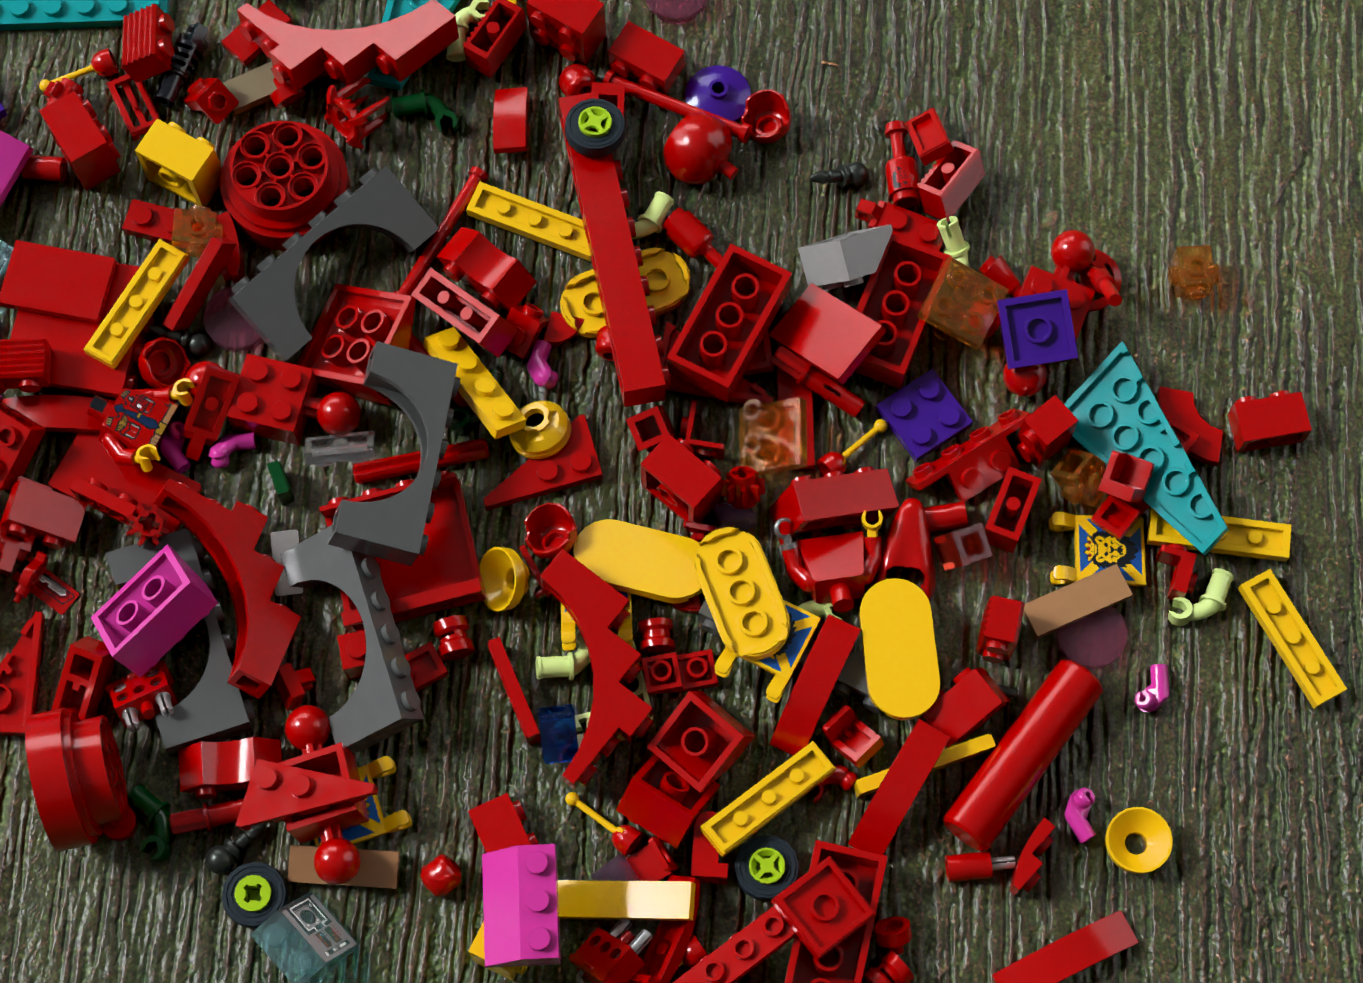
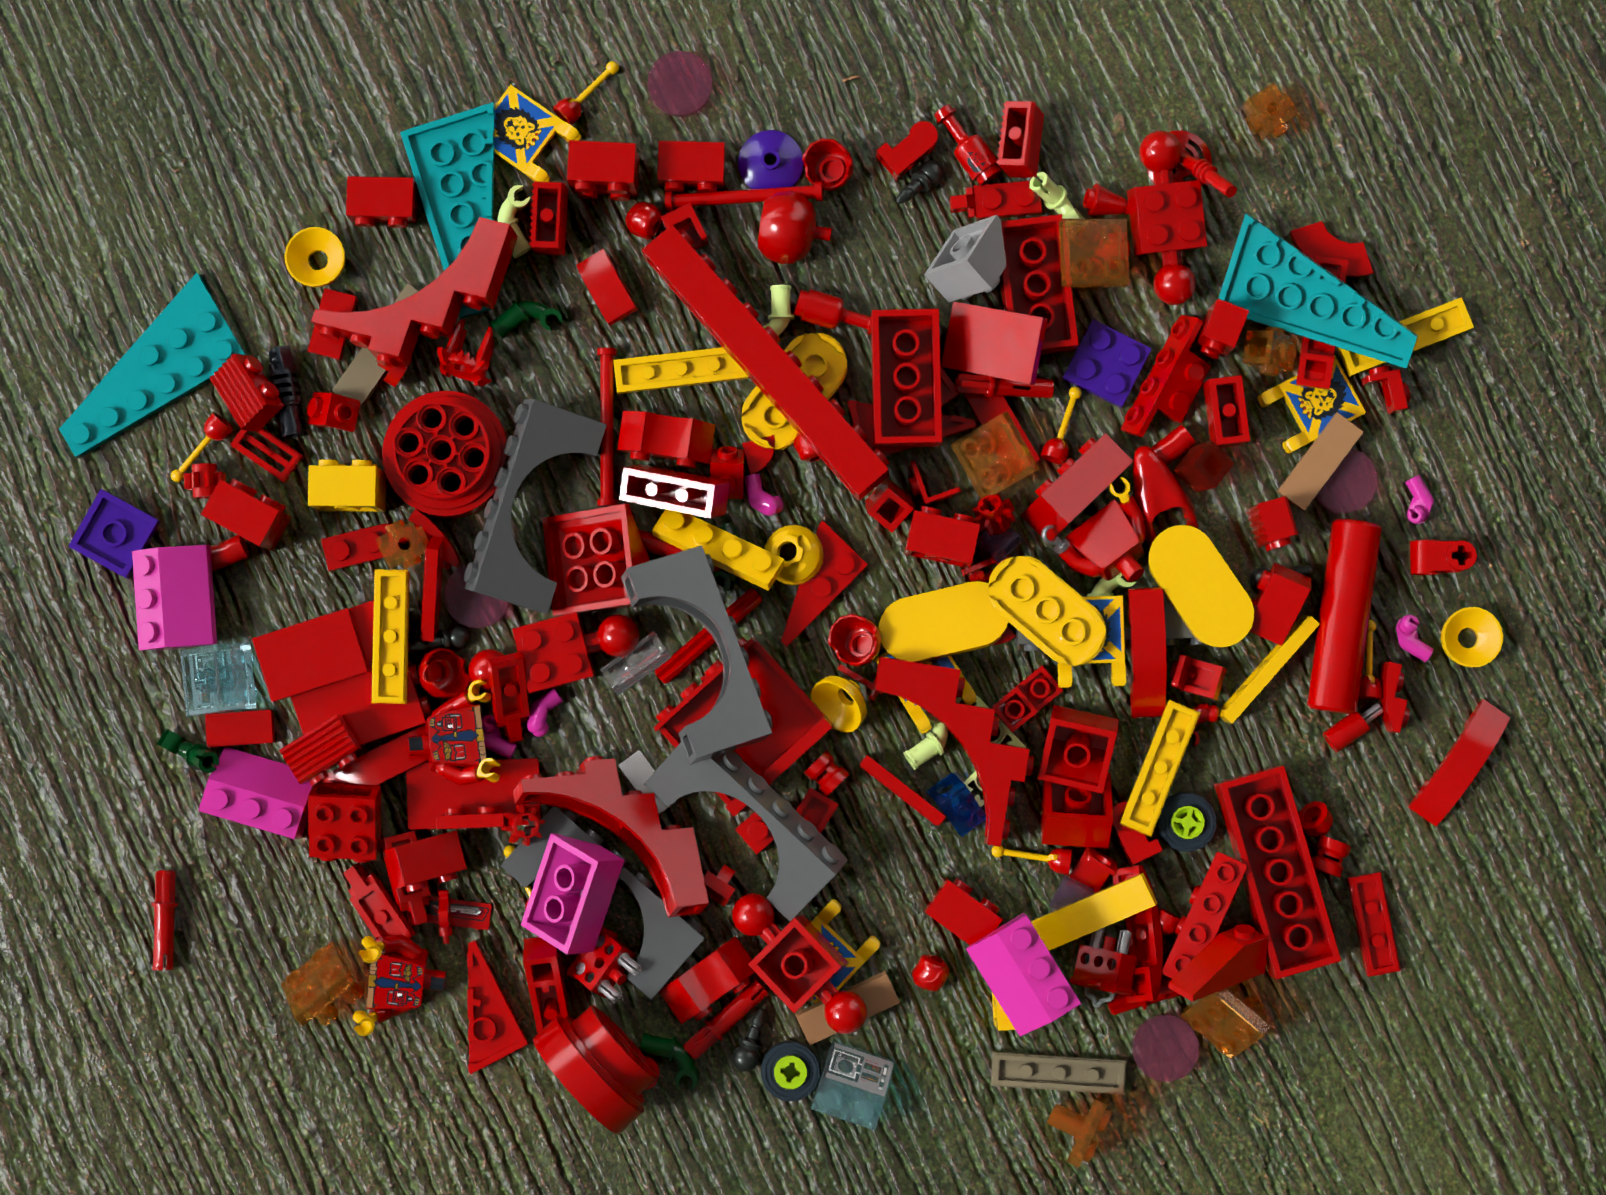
camera: 25 degrees left, 15 degrees up
(280, 482) = (605, 721): dark green tile -> none
(286, 791) = (776, 982): red wing -> none
(596, 115) = (693, 252): black wheel -> none
(656, 635) = (991, 679): red wheel -> none
(823, 908) = (1257, 838): red tile -> none
(847, 143) = (909, 151): none -> red leg
(899, 788) = (1262, 702): red slope -> none
(929, 136) = (979, 108): red tile -> none
(1014, 836) = (1370, 686): none -> hinge
(1037, 329) = (1172, 245): dark purple plate -> none
(1126, 477) = (1311, 335): red panel -> none
(1144, 749) = (1435, 556): none -> red piece
(1208, 604) = (1427, 401): yellowish green piece -> none
(1269, 421) = (1398, 213): red brick -> none
(1292, 638) = (1509, 395): yellow plate -> none

